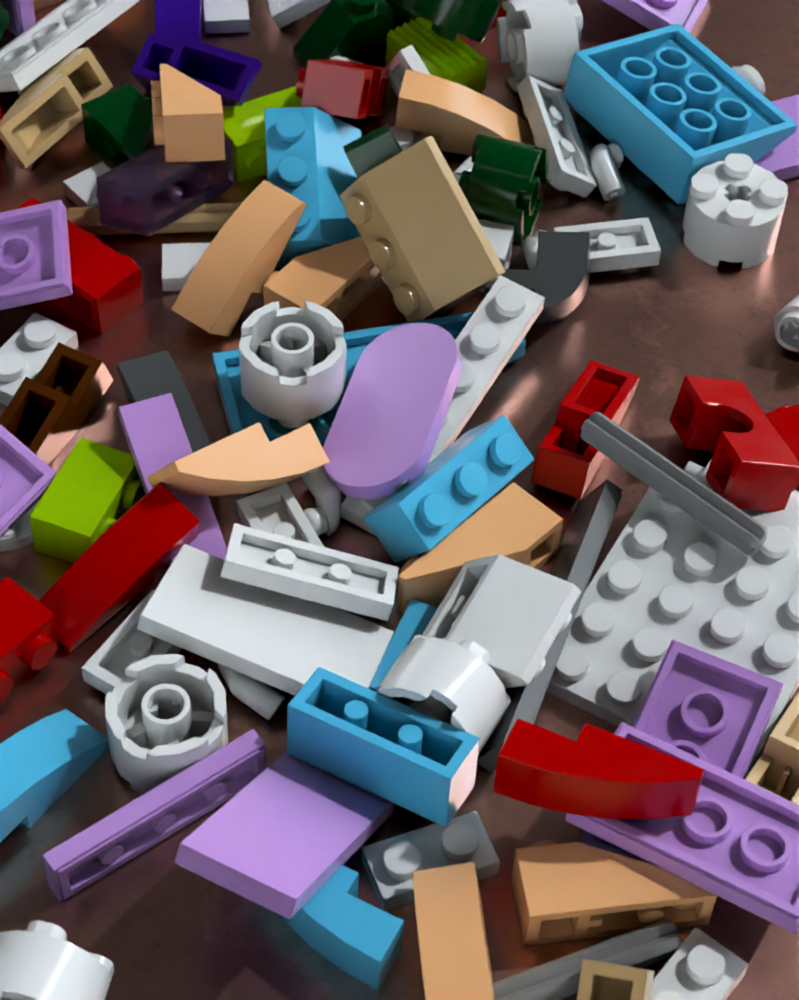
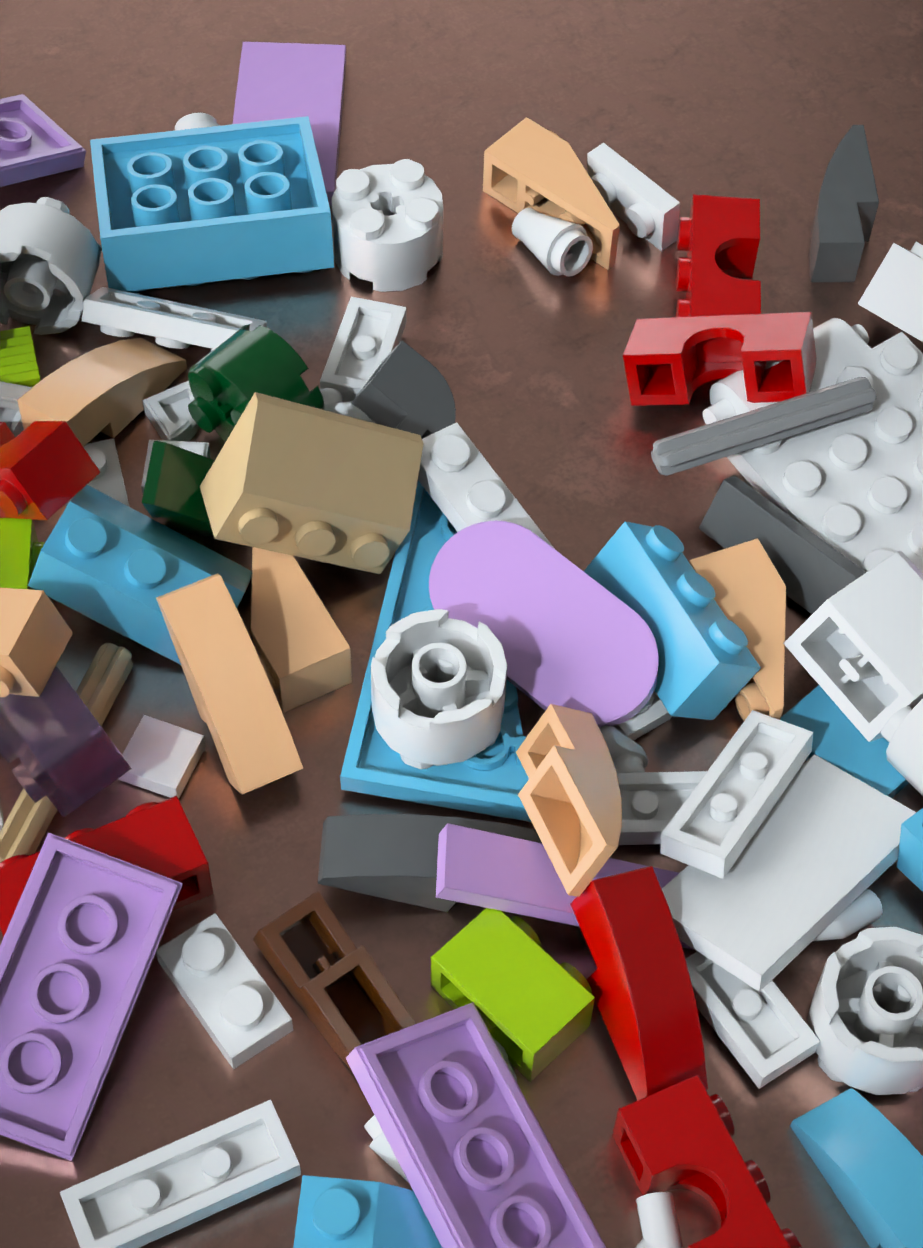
camera: 65 degrees left, 5 degrees up
(563, 457) = (612, 472): red slope -> none
(604, 168) = (229, 297): white arm -> none

